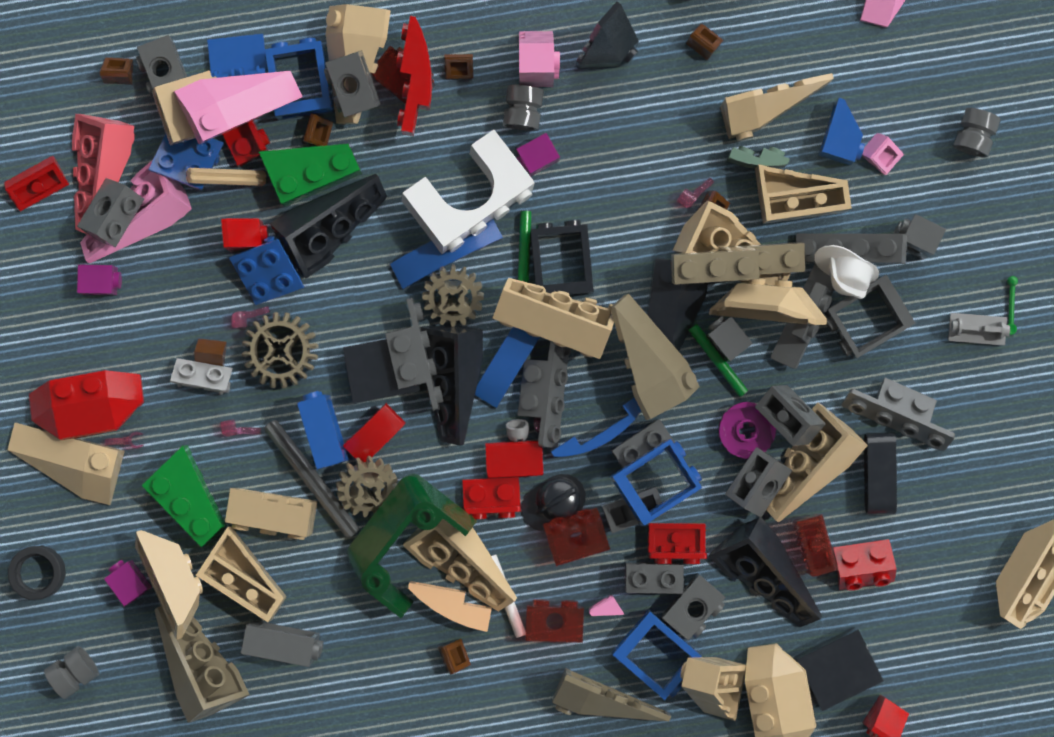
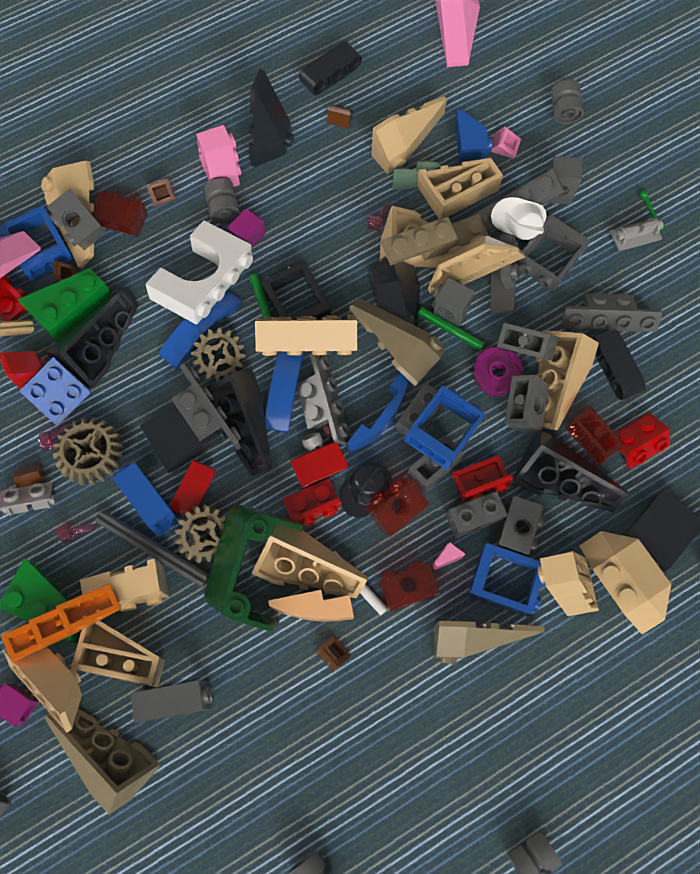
camera: 25 degrees left, 15 degrees down
(200, 529) = (60, 623): none -> orange slope
(416, 65) = (126, 199): red slope -> none

